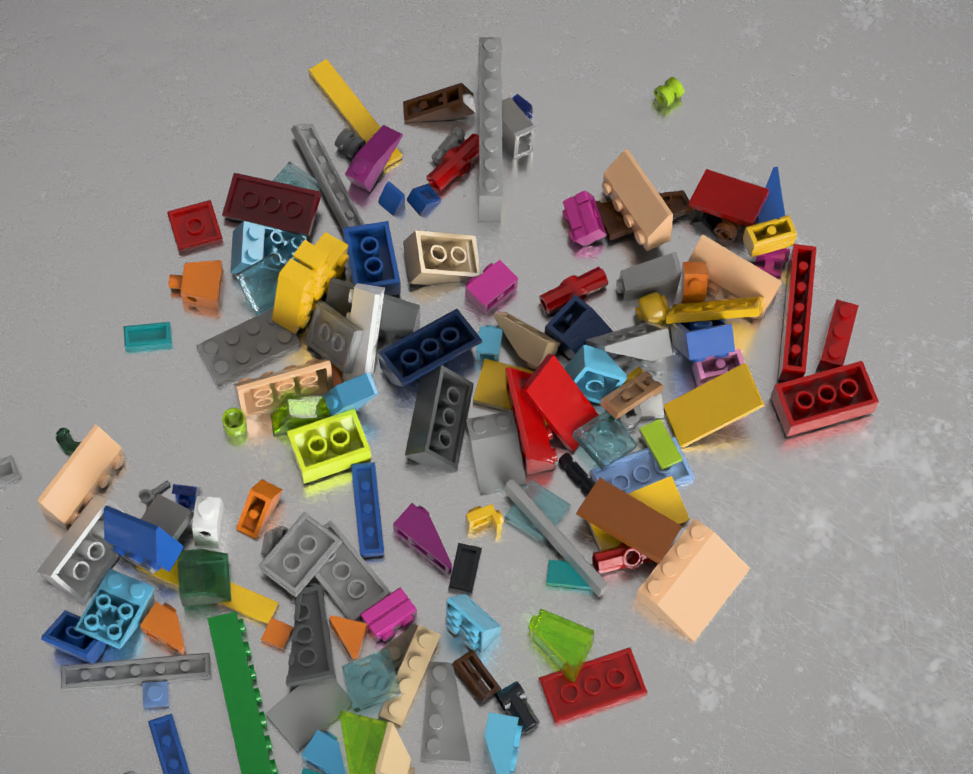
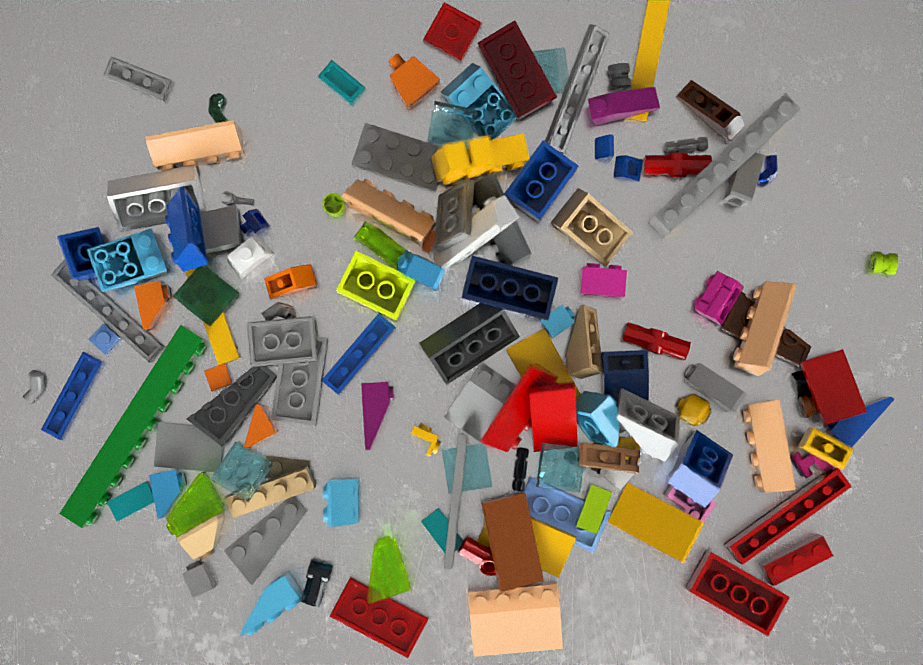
camera: 50 degrees right, 20 degrees up
(388, 615) = (297, 439): dark pink brick -> none
(465, 568) = (380, 457): black tile -> none
(472, 677) = (300, 552): reddish brown tile -> none
(693, 282) = (740, 423): orange slope -> none
(715, 310) = (730, 460): yellow tile -> none

